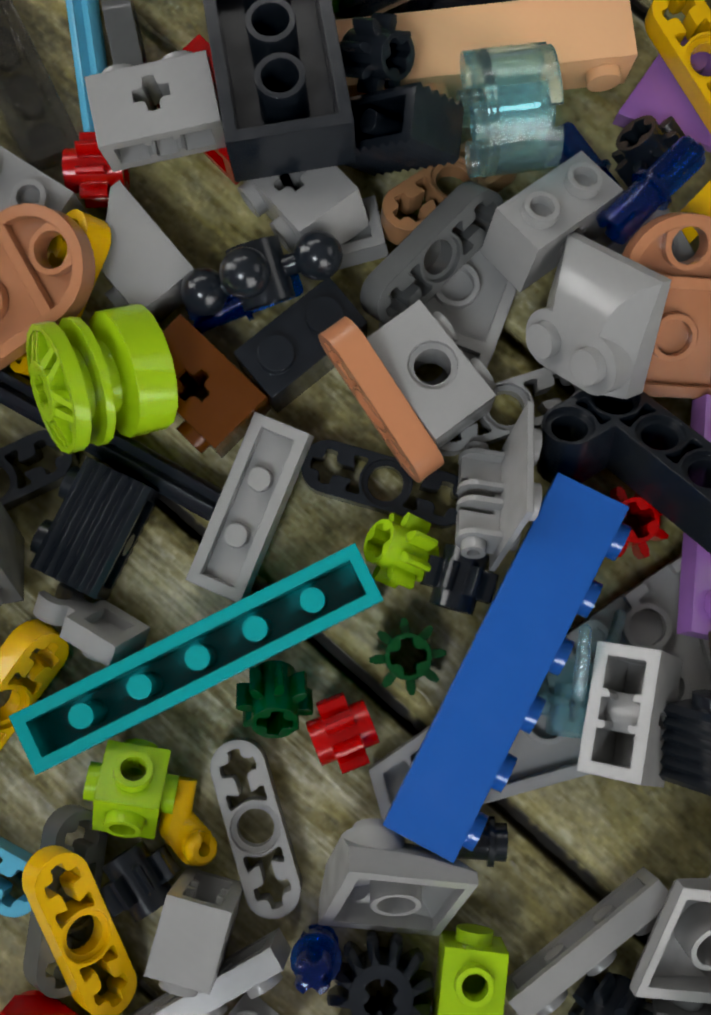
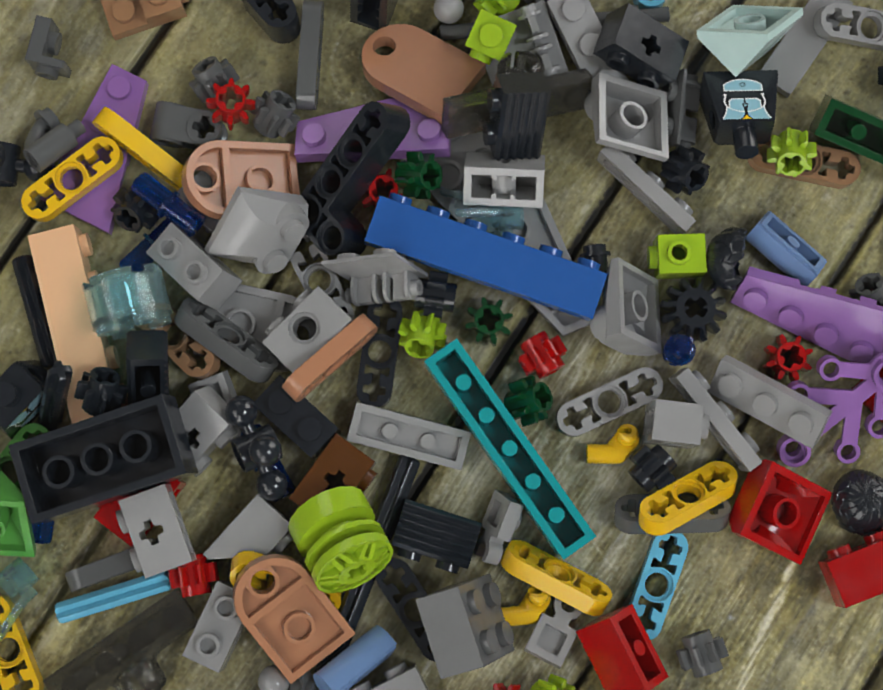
camera: 100 degrees left, 0 degrees up
(130, 788) = (597, 479): lime brick -> none
(653, 577) = (418, 175): none -> dark green gear

